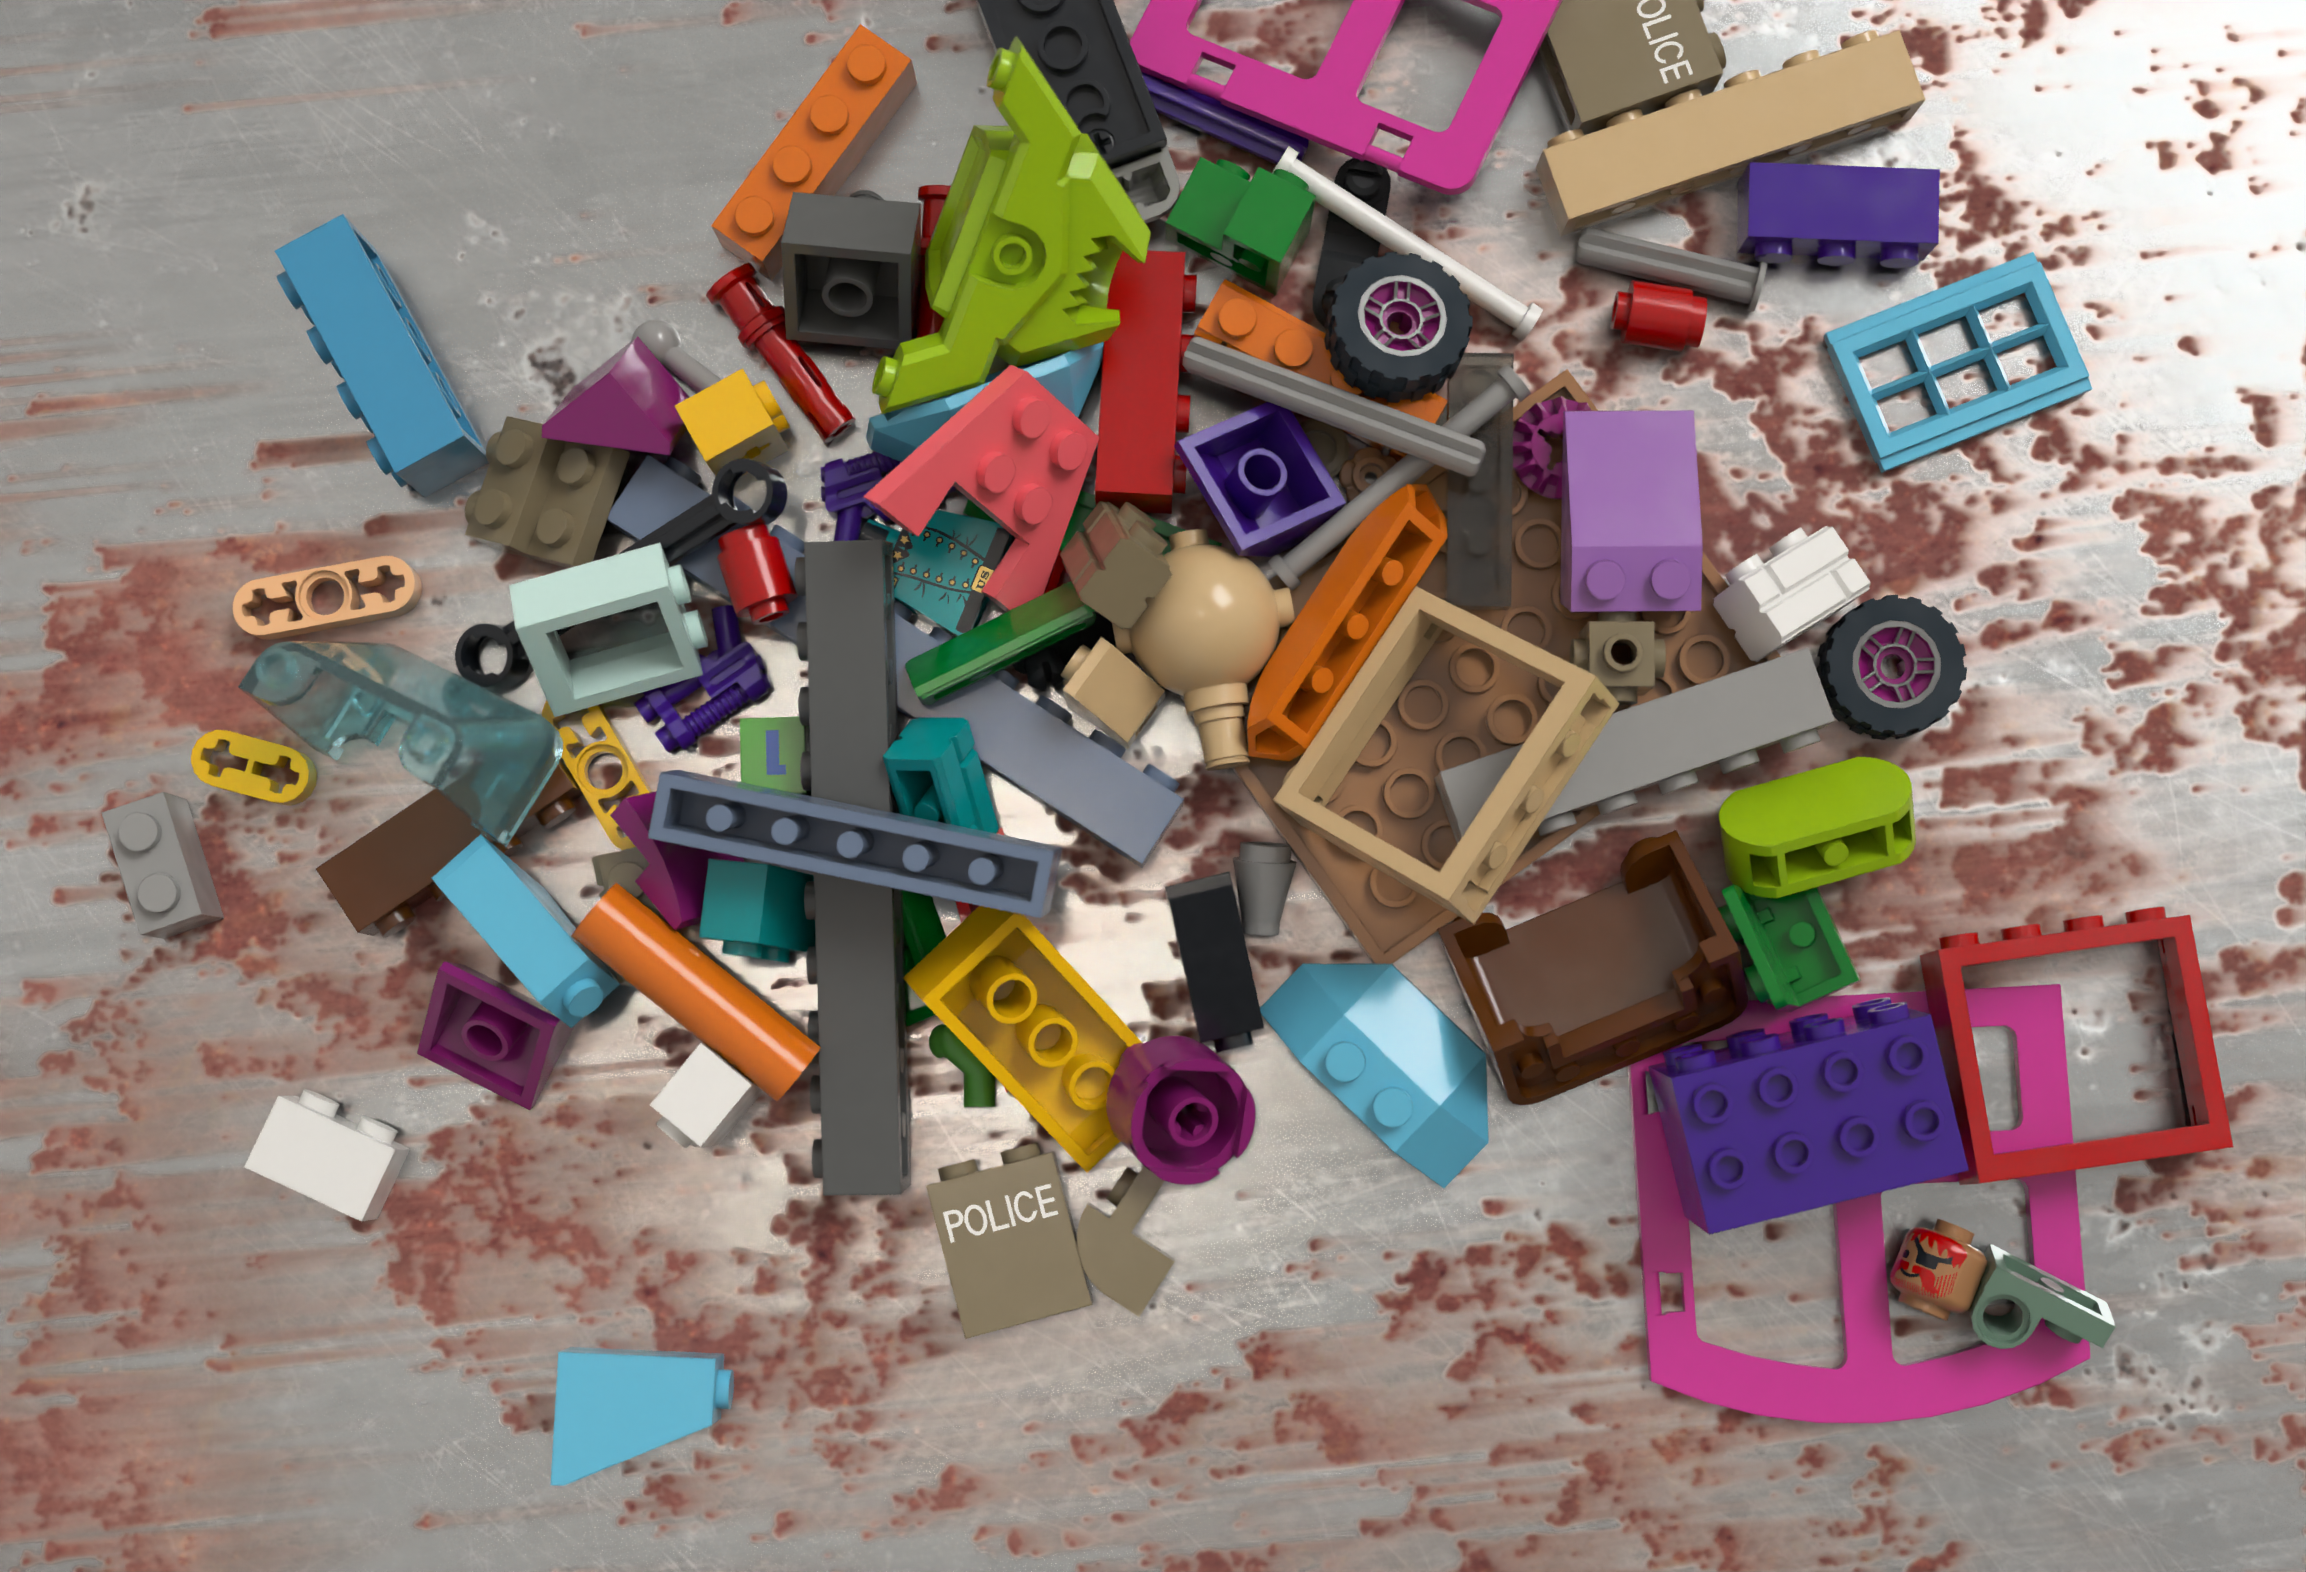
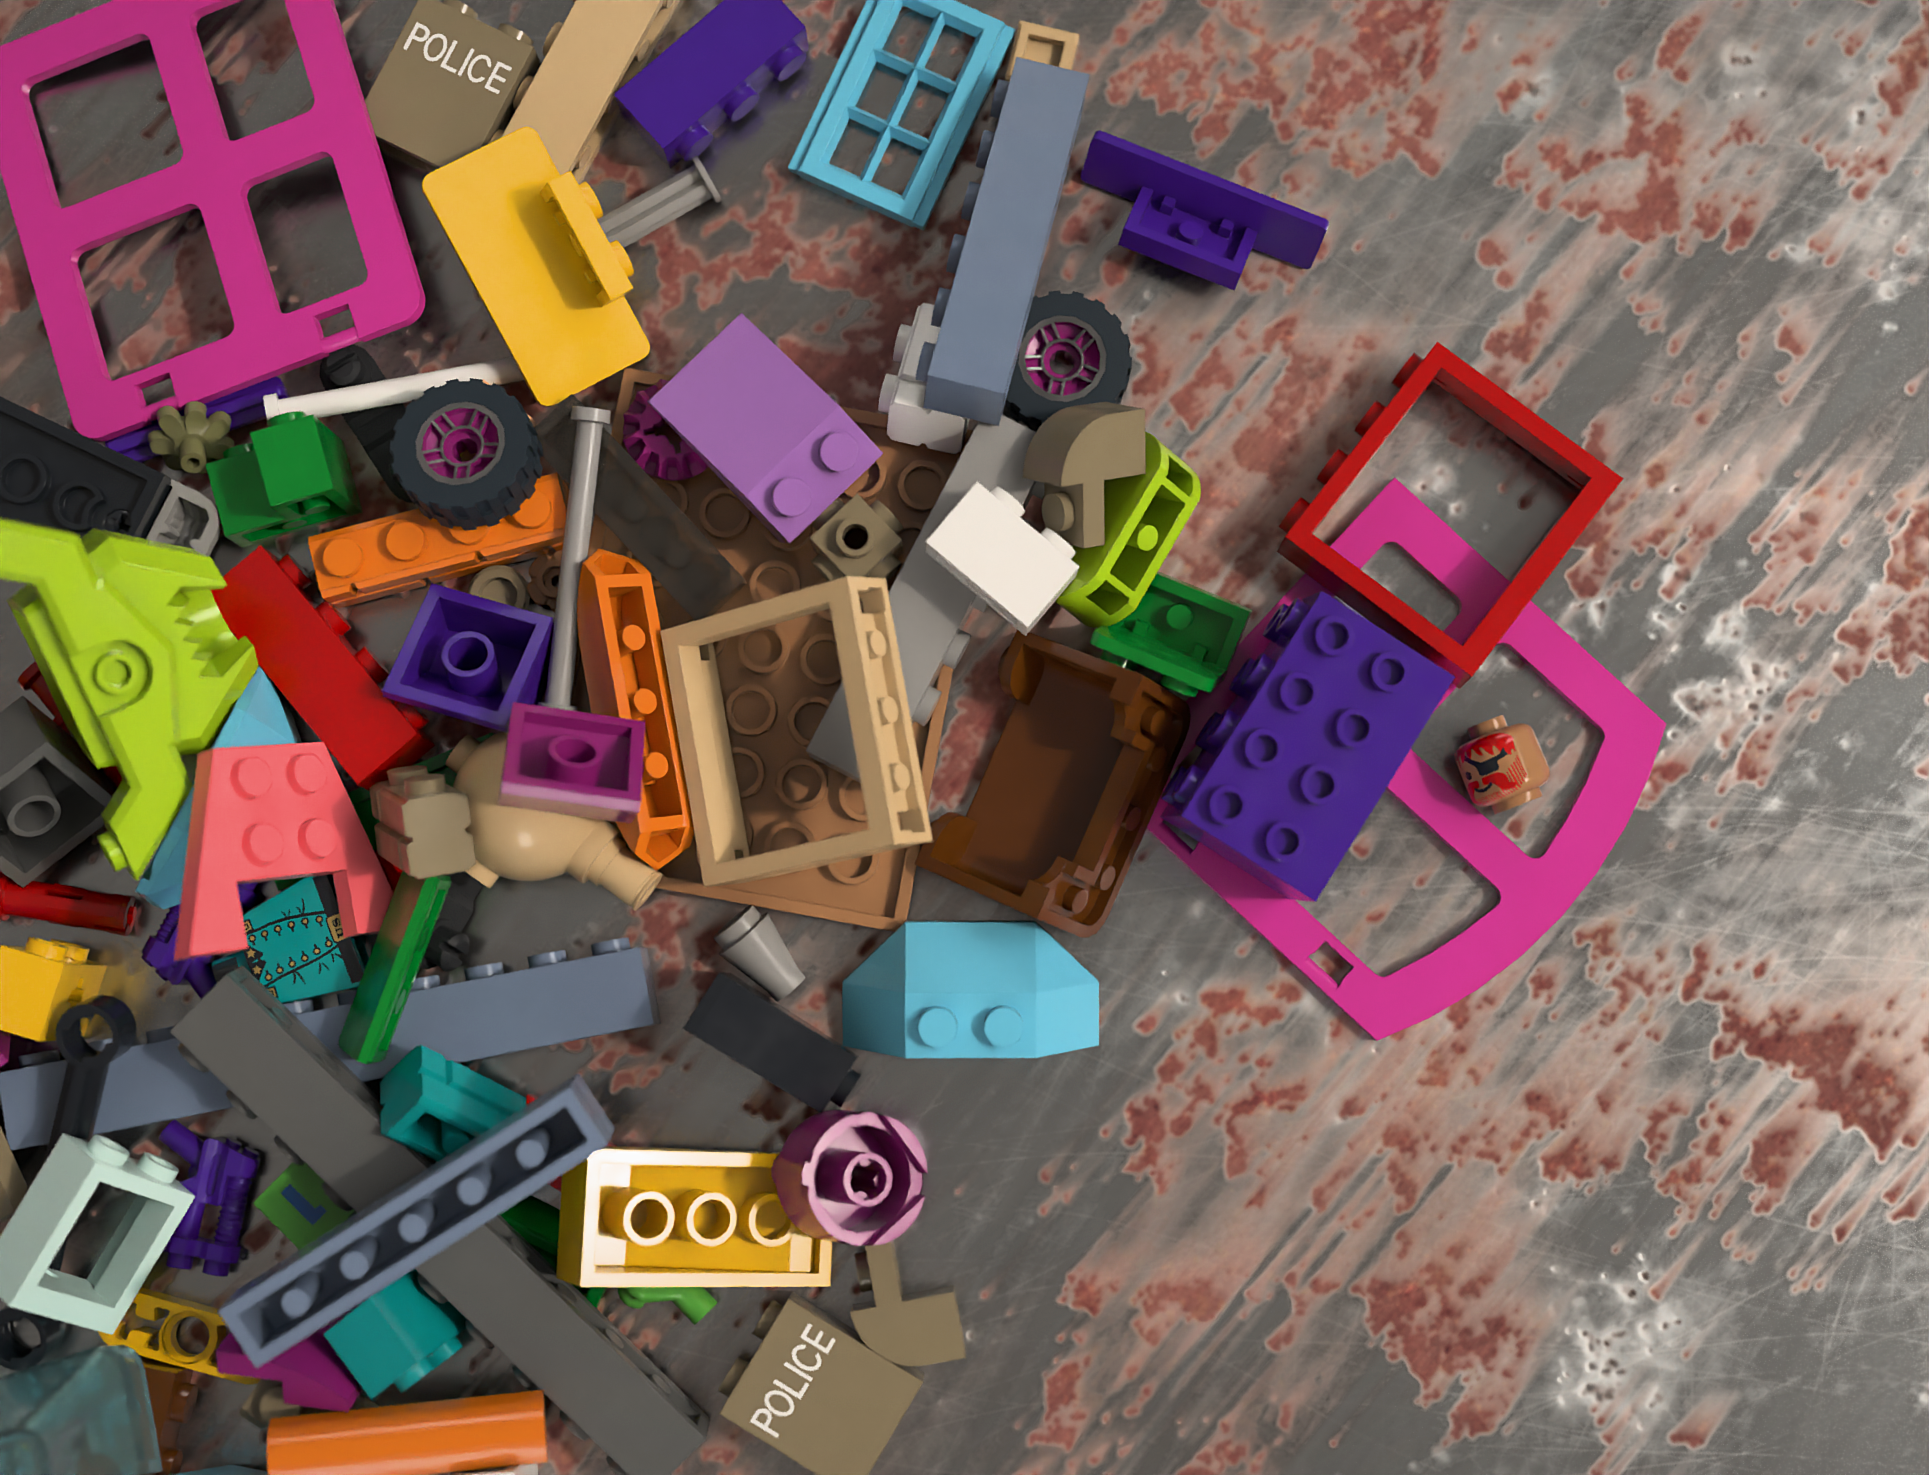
camera: 45 degrees left, 0 degrees up
(756, 574) = (159, 1086): red brick -> none
(1110, 691) = (511, 919): tan slope -> none
(1205, 127) = (190, 439): none -> olive plant
(1267, 624) = (573, 763): none -> magenta slope
(1334, 406) = (475, 556): light grey axle -> none
(1579, 237) = (540, 264): none -> yellow bracket
(1659, 316) = (661, 265): red brick -> none
(1718, 768) = (1003, 556): none -> white brick
(1837, 746) = (1075, 456): none -> dark tan brick
(1938, 539) = (1005, 241): none -> sand blue brick
(2037, 1295) = (1587, 715): sand green plate -> none
(2090, 429) = (1043, 46): none -> tan tile
(2096, 653) = (1198, 217): none -> dark purple bracket

